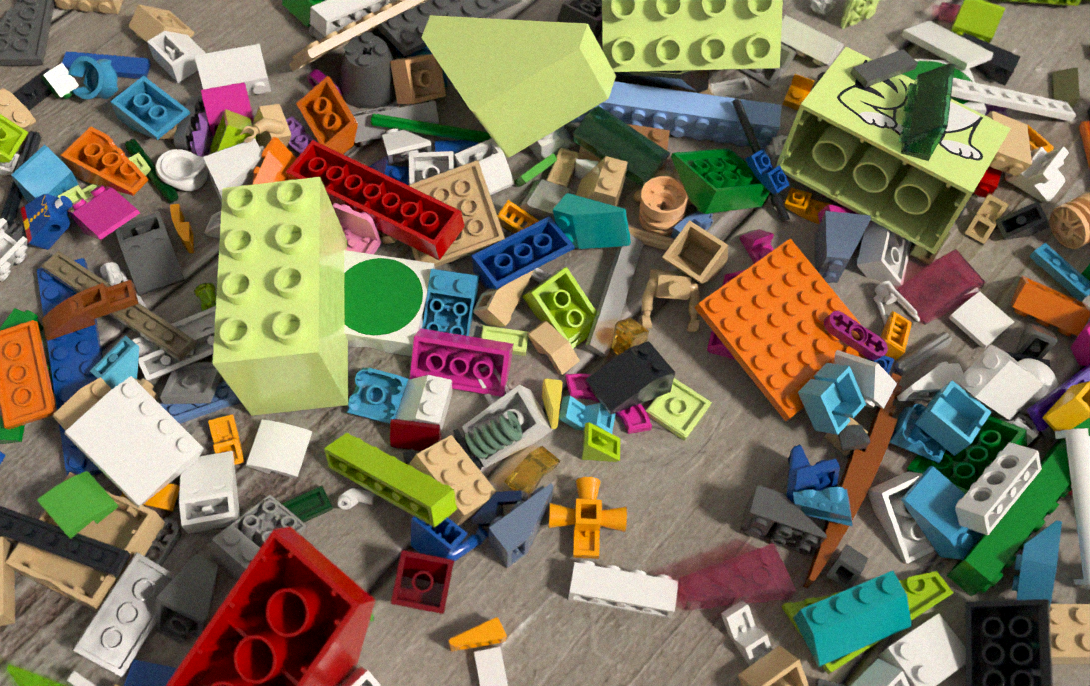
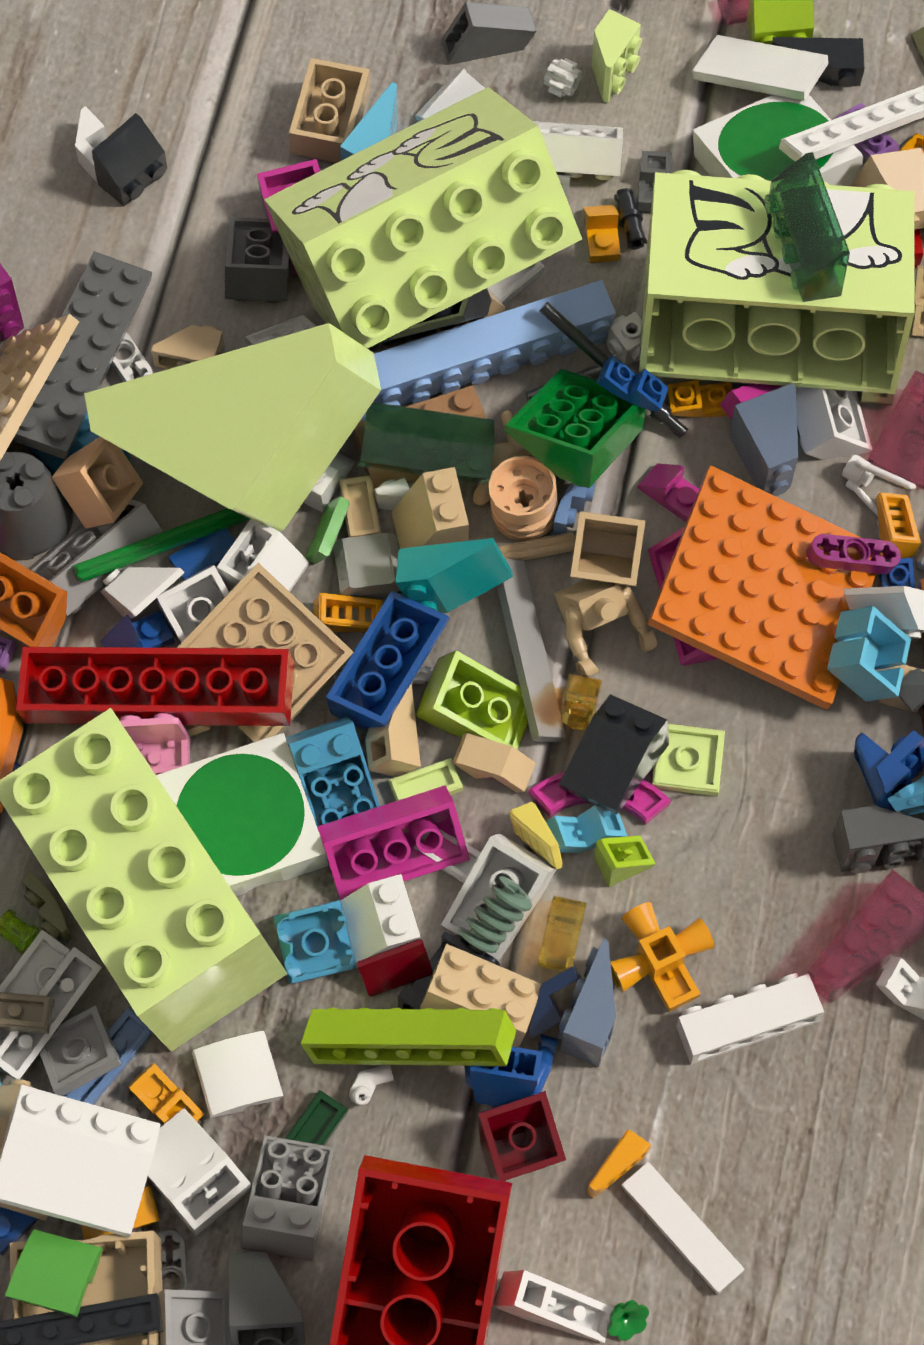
camera: 25 degrees left, 5 degrees up
(884, 68) = (720, 183): dark grey tile -> none

